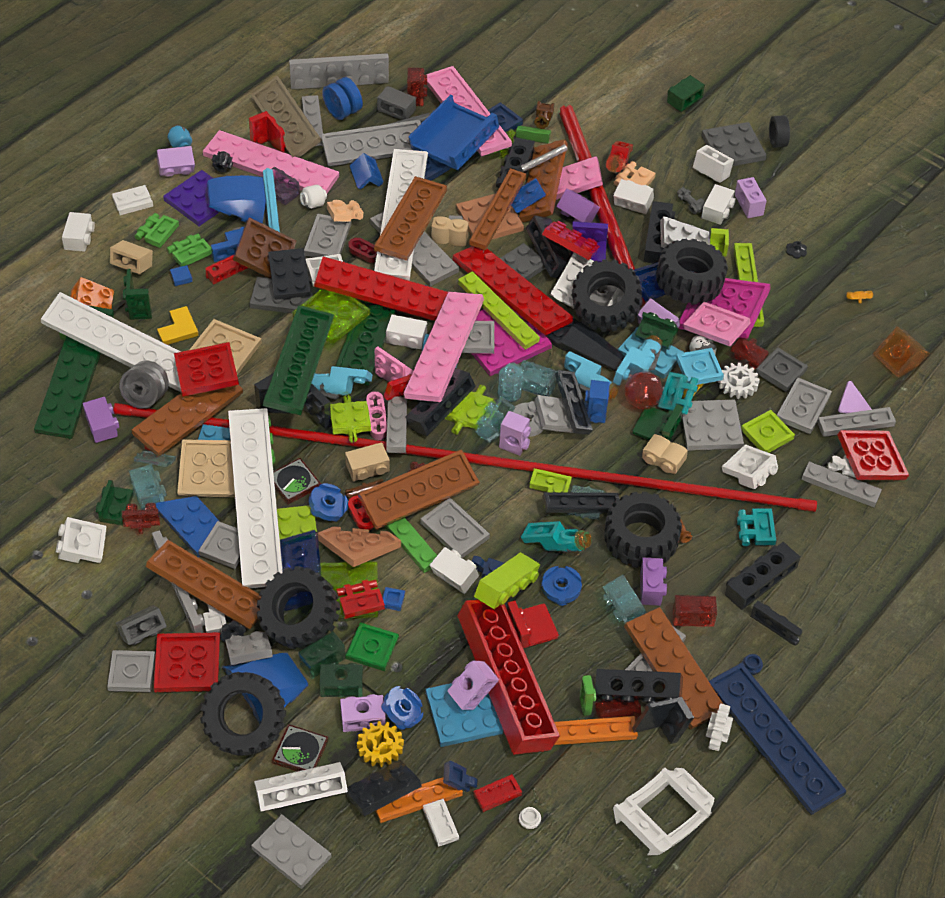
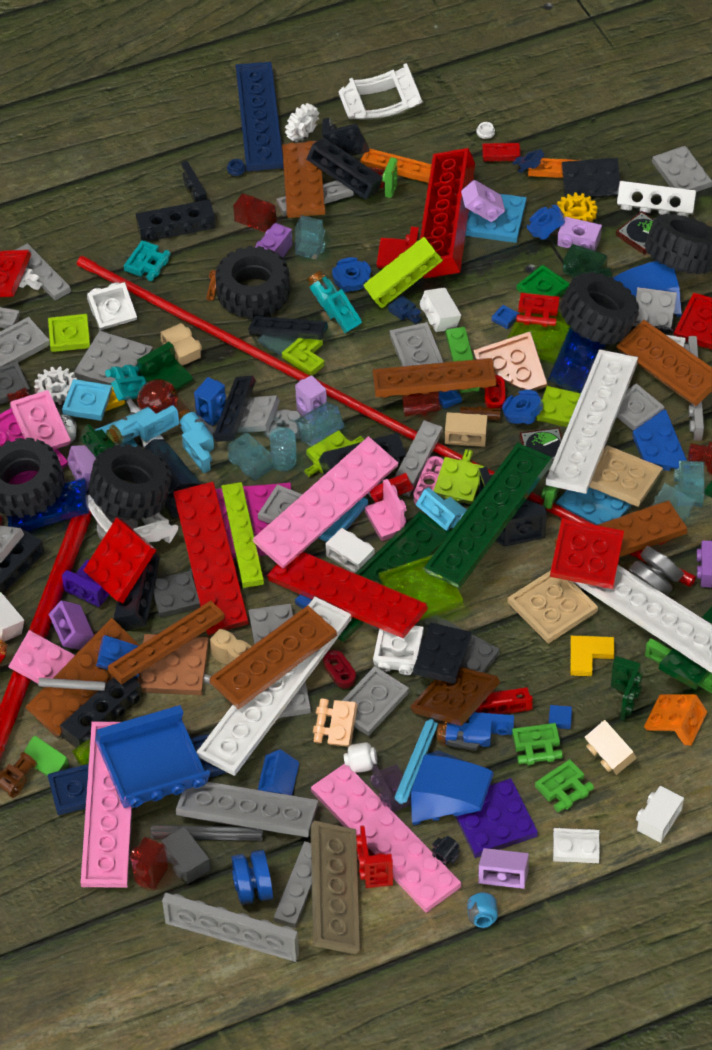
camera: 150 degrees left, 0 degrees up
(440, 822) = (556, 146): white plate -> none

